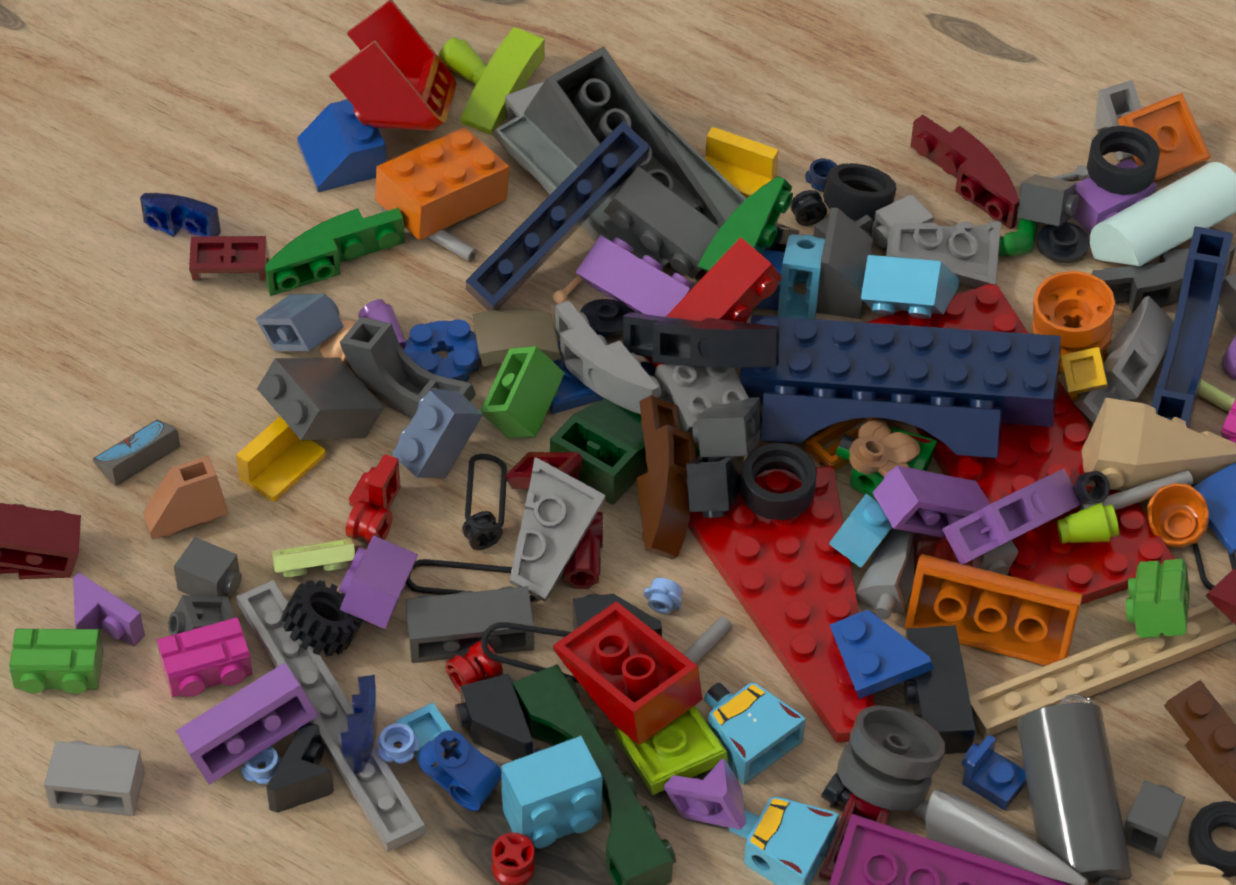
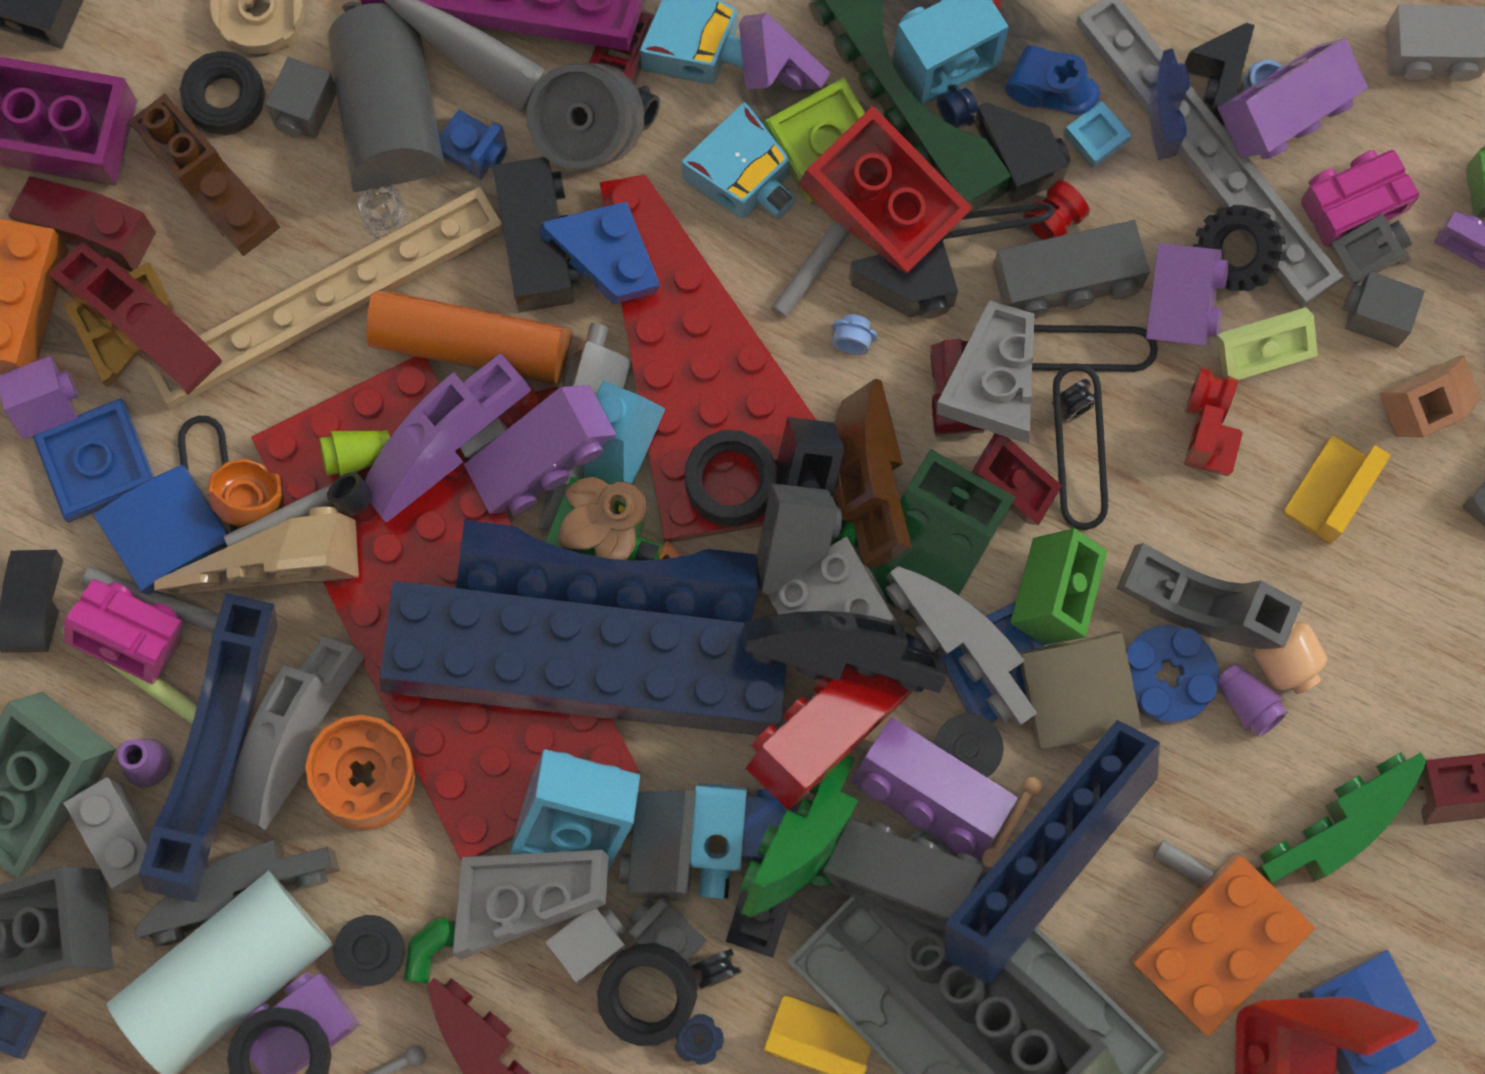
camera: 175 degrees right, 25 degrees up
(300, 322) = (1359, 669): sand blue brick -> none
(320, 398) = (1310, 538): dark grey brick -> none
(397, 734) = (1126, 89): light blue plate -> none
(437, 433) = (1155, 503): sand blue brick -> none
(1048, 200) = (386, 996): dark grey brick -> none
(1084, 371) = (350, 682): yellow panel -> none
(1159, 598) = (275, 358): bright green brick -> none

